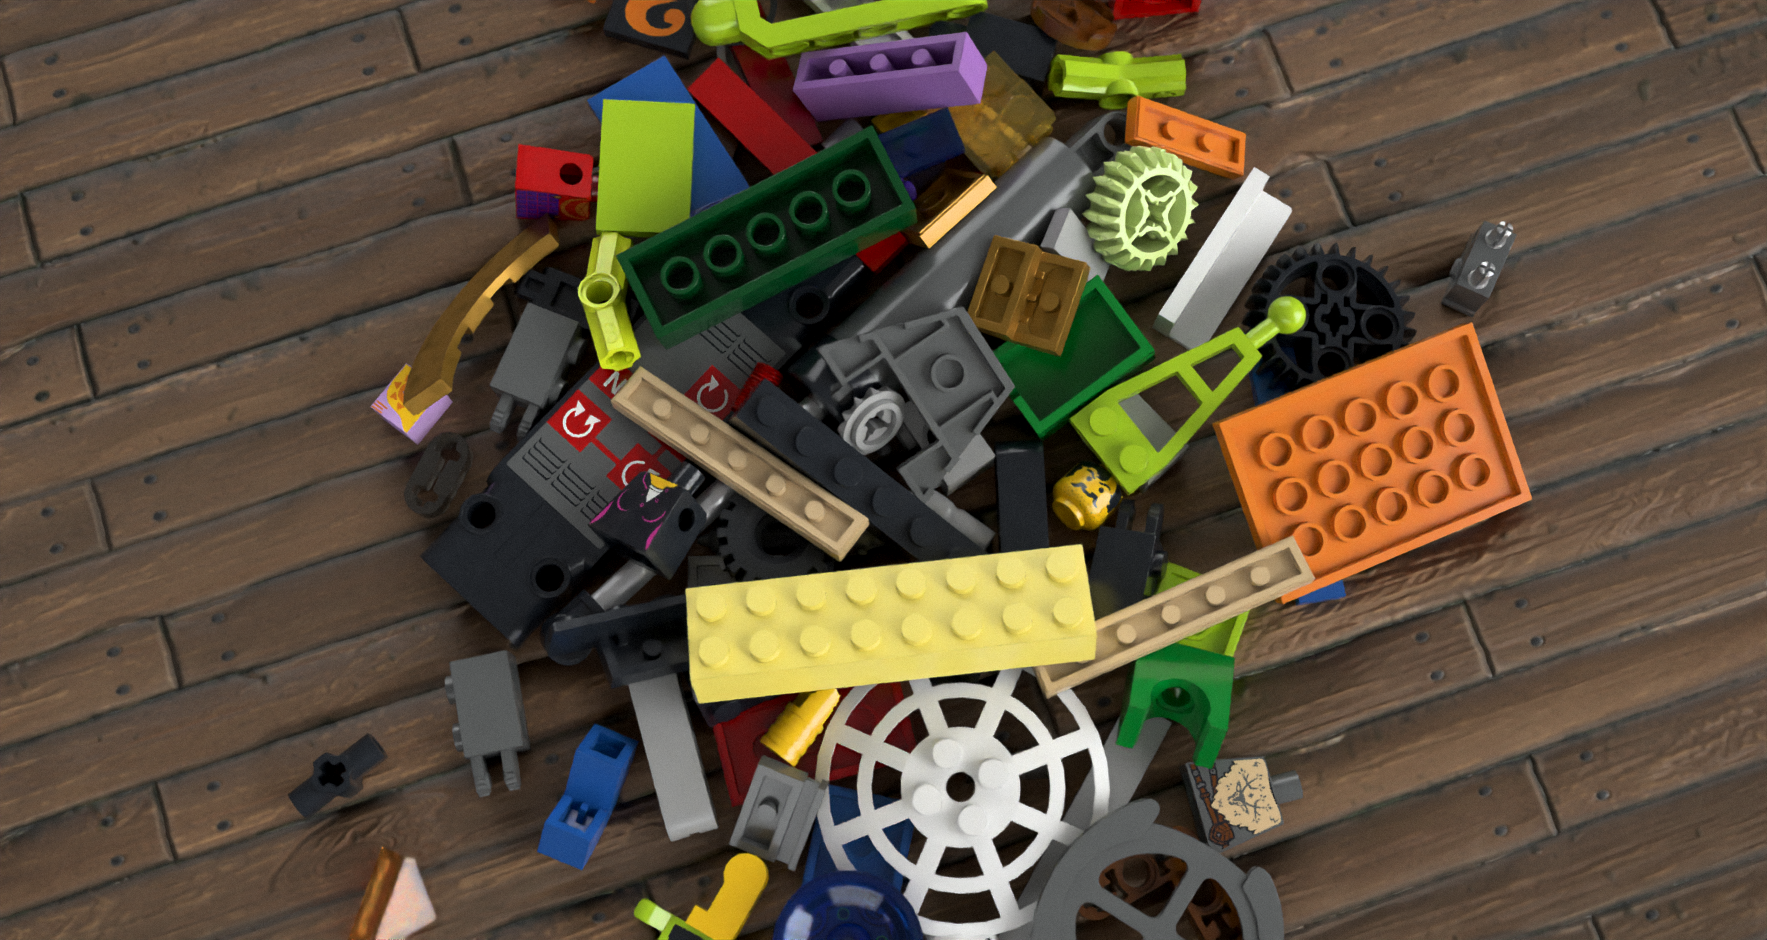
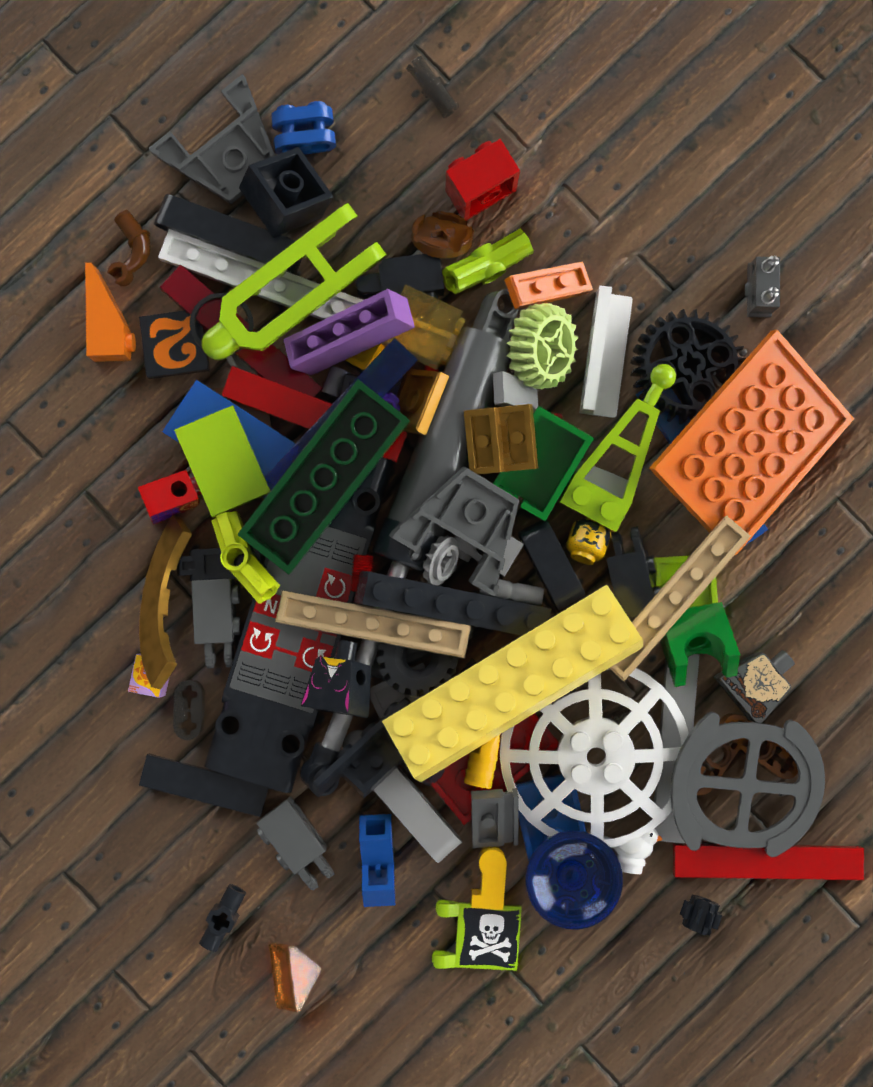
camera: 30 degrees left, 10 degrees up
(407, 585) = (203, 785): none -> black tile

